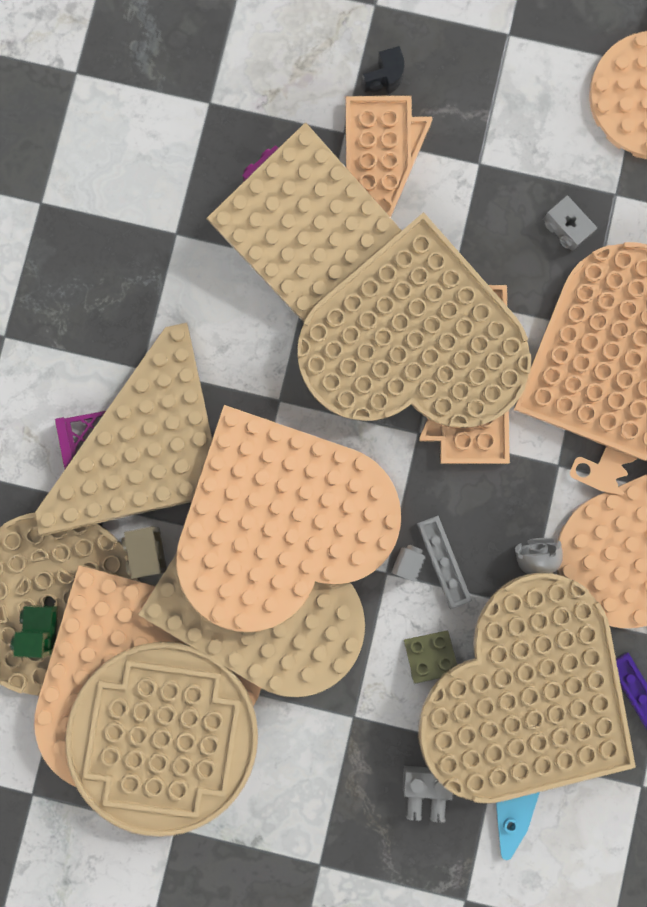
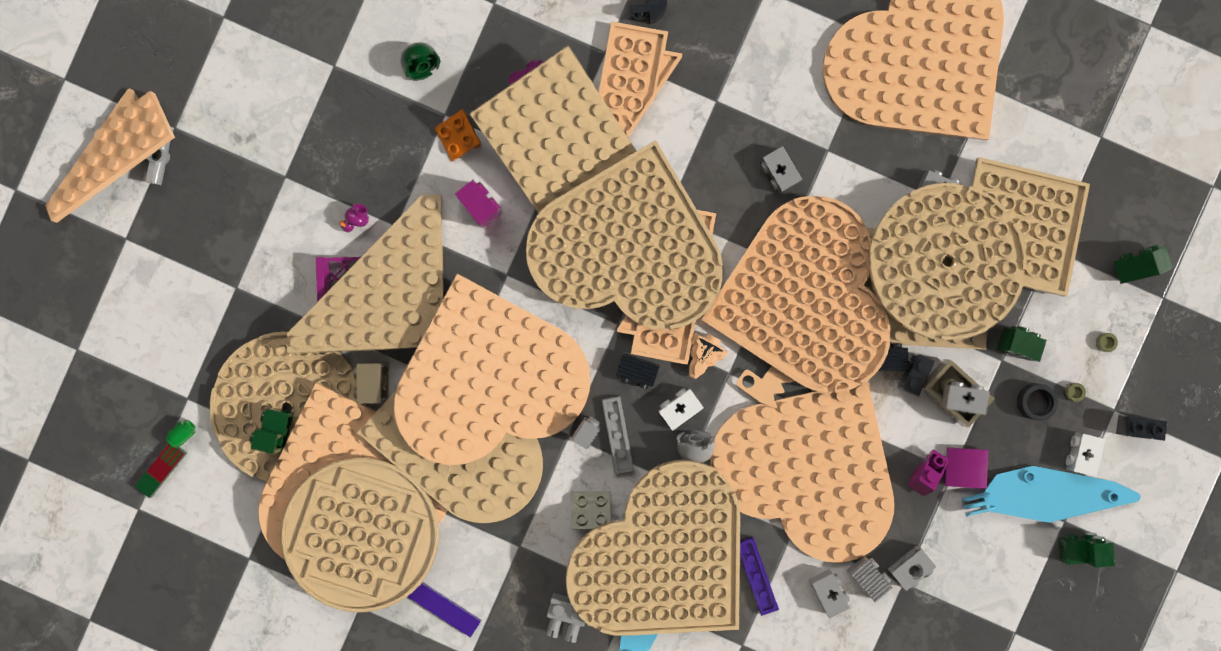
camera: 10 degrees right, 5 degrees up
(92, 364) = (353, 217): none -> magenta animal
(137, 177) = (419, 61): none -> dark green cylinder
(195, 252) = (457, 135): none -> orange hinge
(232, 322) = (478, 204): none -> magenta brick
(280, 811) = (445, 609): none -> dark purple tile
(453, 480) = (637, 370): none -> black brick
(523, 510) = (677, 418): none -> white brick
(526, 446) = (704, 354): none -> light nougat rock

